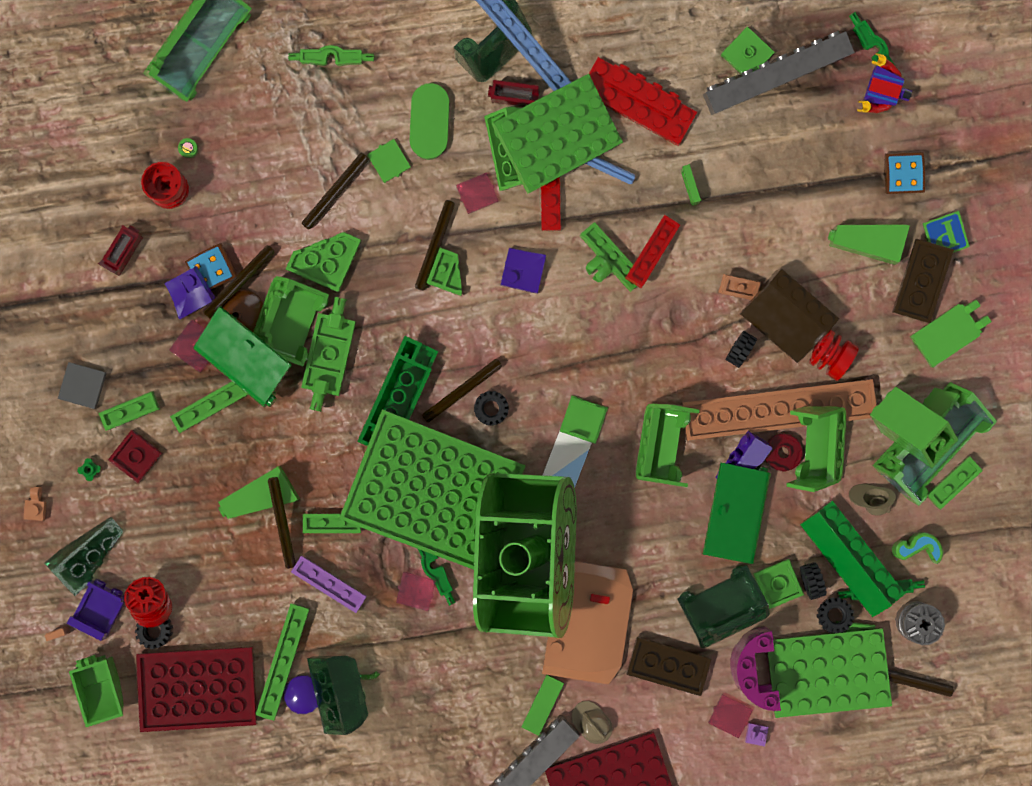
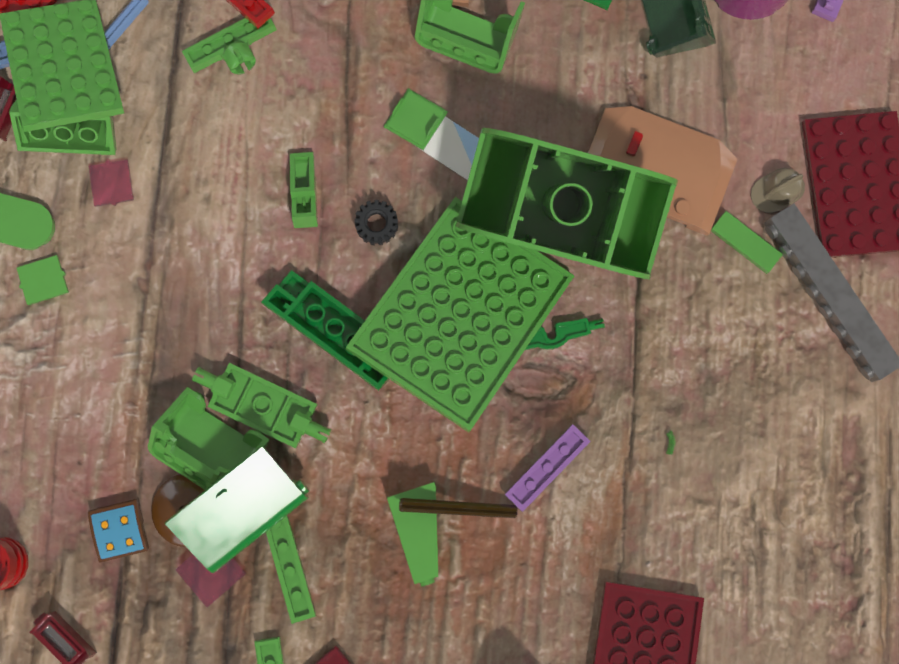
camera: 85 degrees left, 5 degrees down
(189, 292) = (139, 564): dark purple plate -> none
(238, 281) = (142, 498): dark brown axle -> none
(282, 661) = (631, 547): bright green plate -> none
(300, 695) = (677, 531): dark purple dish -> none
(326, 260) = (145, 383): bright green plate -> none
(327, 524) = (473, 451): bright green plate -> none
(335, 191) = (61, 353): dark brown axle -> none
(338, 693) = (686, 484): clear green windscreen -> none
(416, 591) = (578, 363): clear pink piece -> none
(434, 245) = (161, 246): dark brown axle -> none
(446, 272) = (198, 239): bright green wing -> none
(462, 390) = (346, 253): dark brown axle -> none
(504, 344) = (303, 190): none -> bright green slope
(523, 270) = (219, 148): dark purple plate -> none
(550, 206) = (149, 99): red plate -> none
(668, 666) = (729, 85): dark brown plate -> none
(730, 716) = (800, 31): clear pink piece -> none

